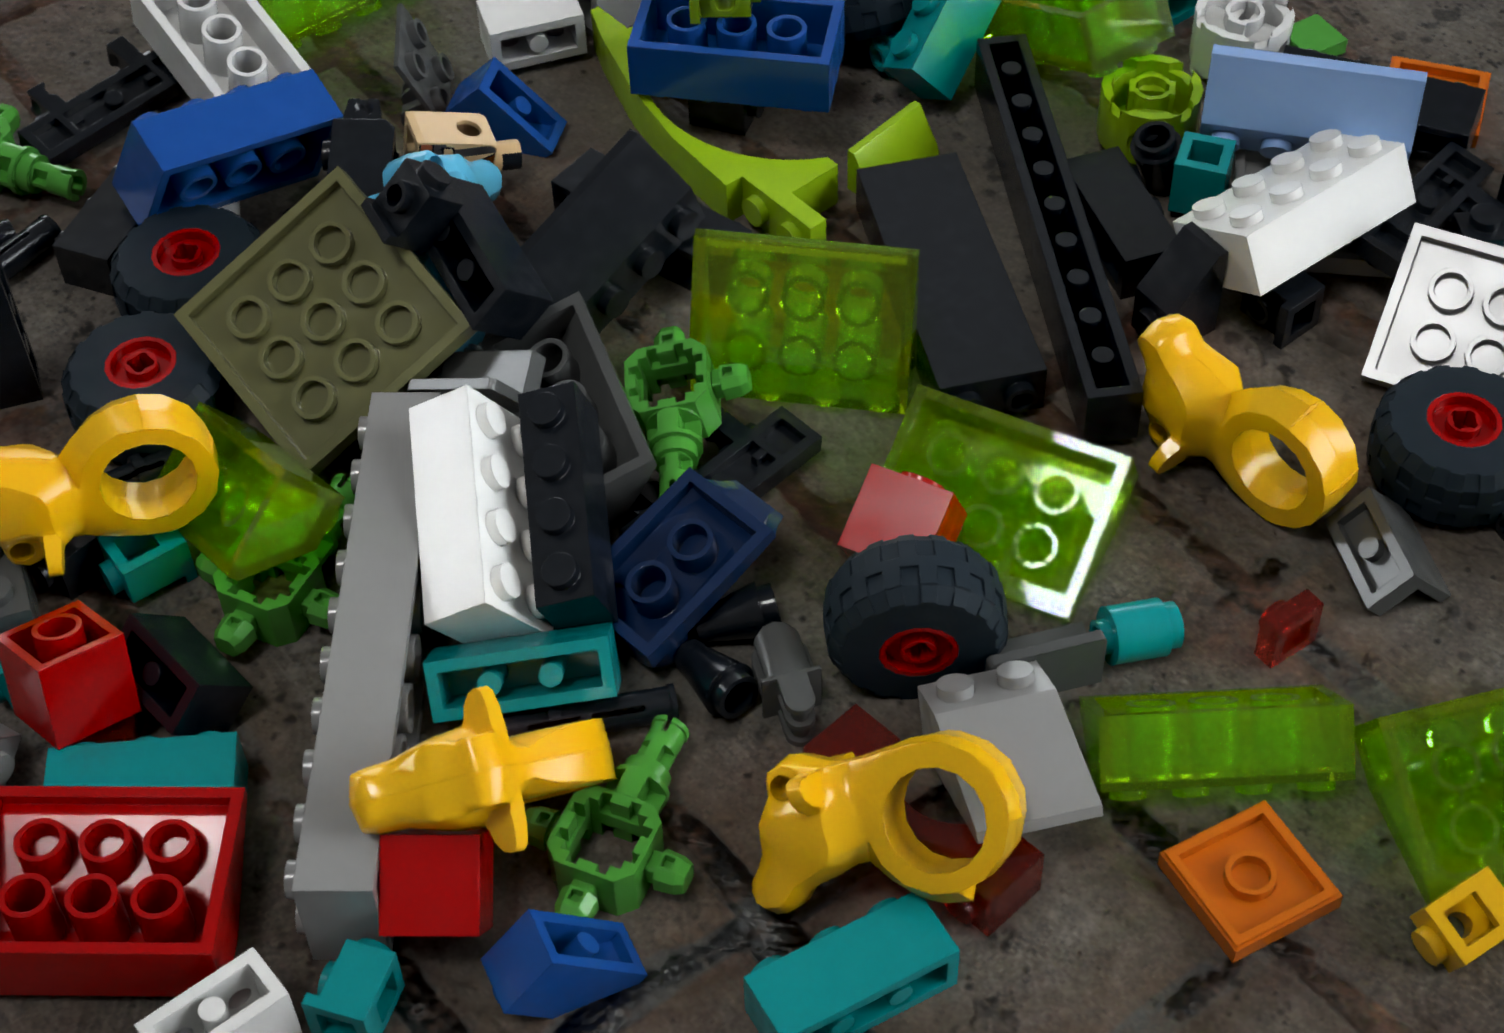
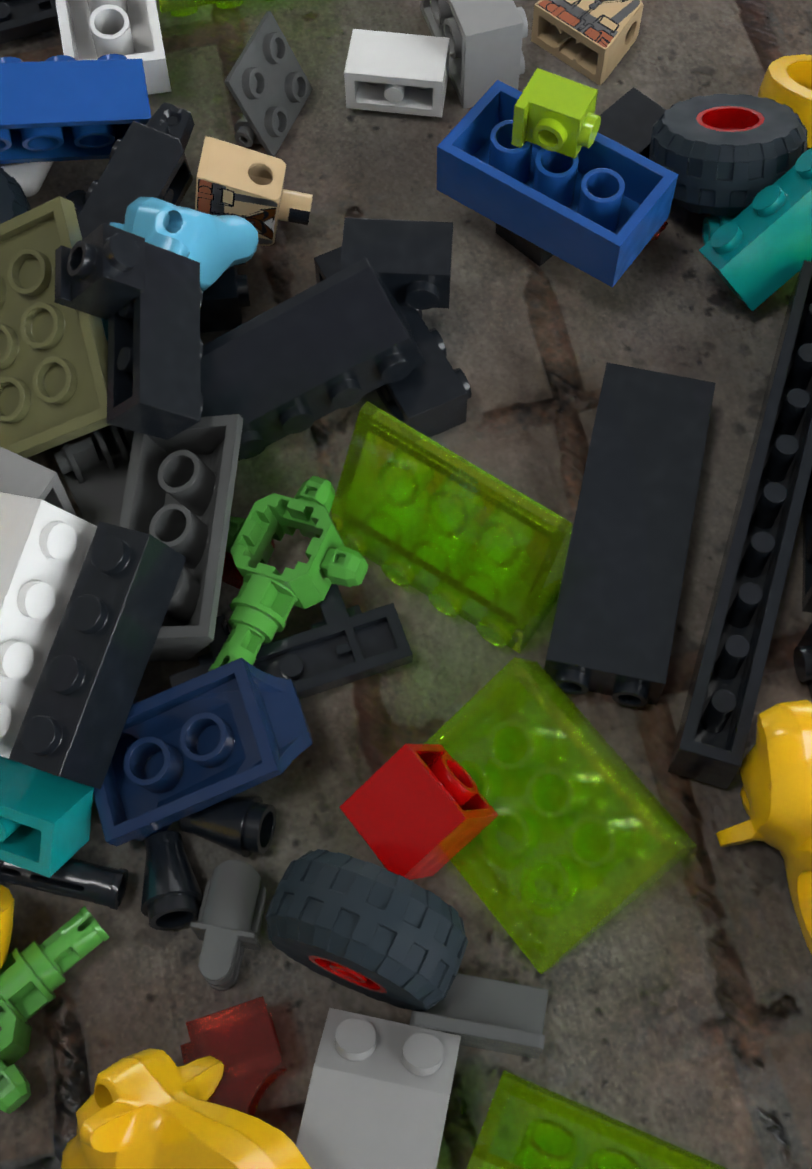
camera: 25 degrees right, 15 degrees up
(491, 373) = (109, 474): dark grey panel -> none
(510, 108) = (325, 159): blue slope -> none
(657, 124) = (406, 254): none -> black brick
(771, 193) = (515, 345): lime slope -> none
(897, 140) = (667, 345): lime slope -> none
(1139, 630) = (595, 1030): teal brick -> none
(1288, 627) = (750, 1102): clear red plate -> none

